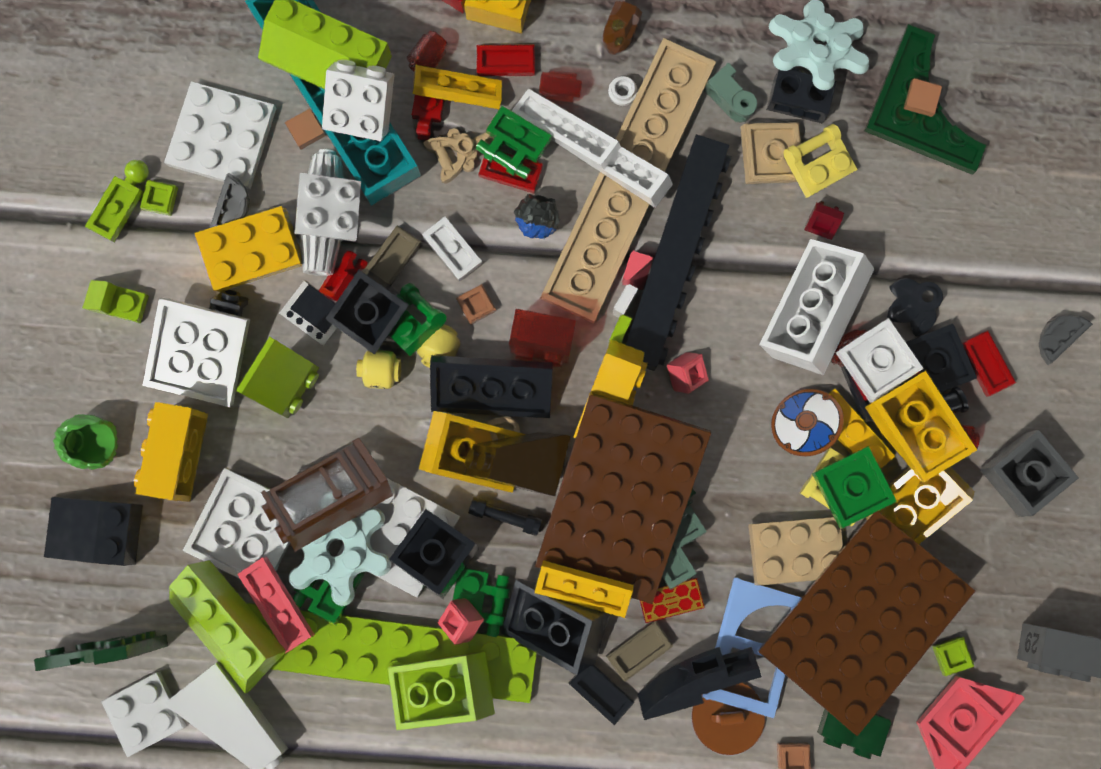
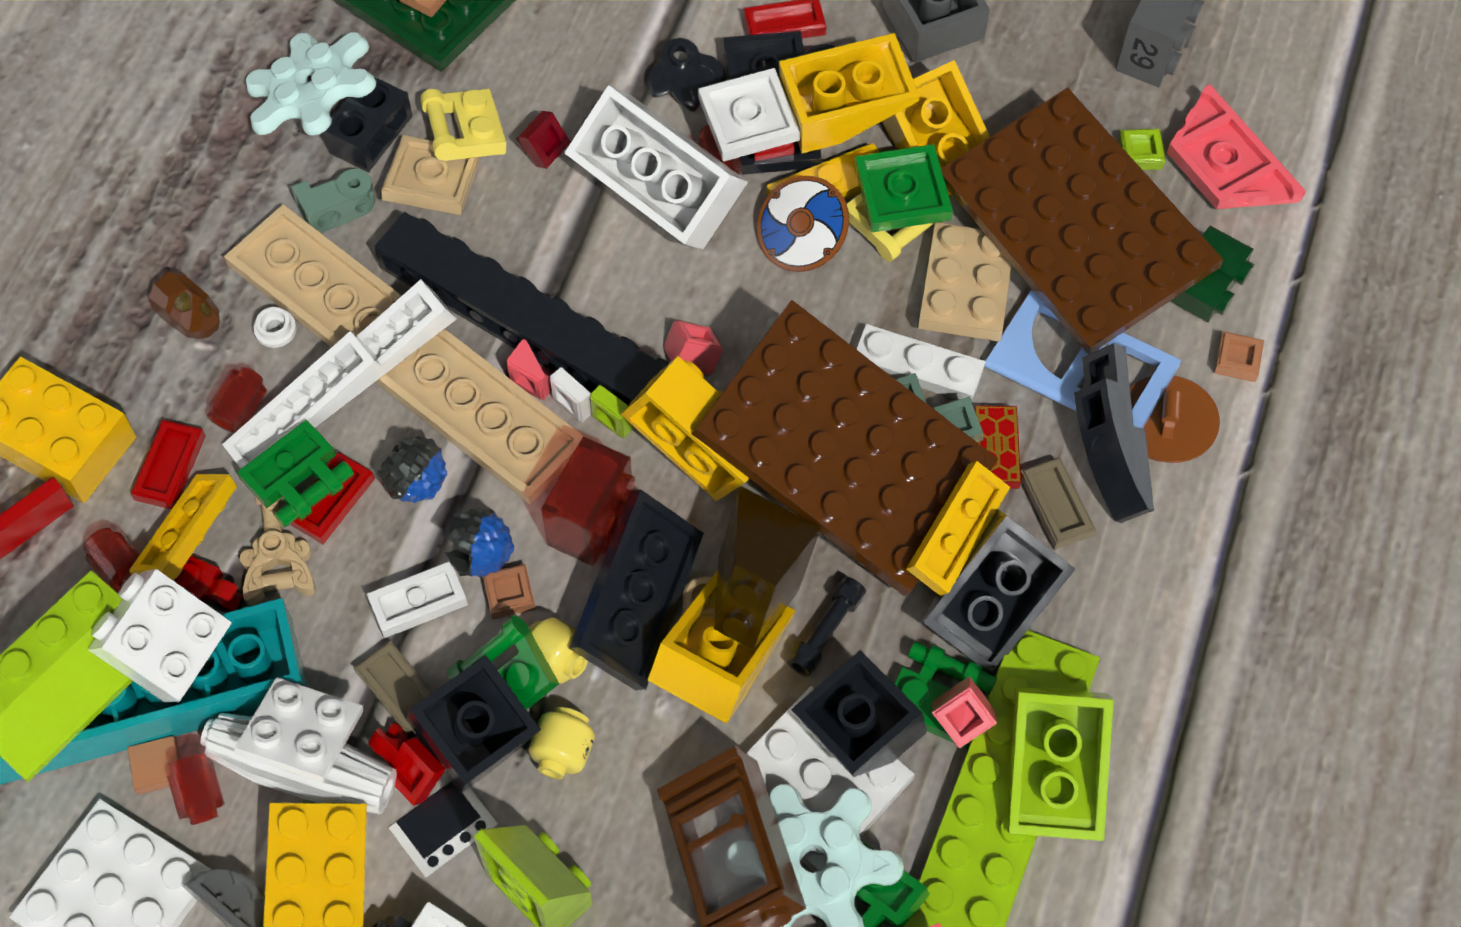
camera: 75 degrees left, 20 degrees down
(291, 157) = (195, 788): none -> clear red brick
(496, 275) = (479, 541): none -> piece
(602, 693) = (1106, 565): black tile -> none
(721, 531) = (935, 367): none -> white plate

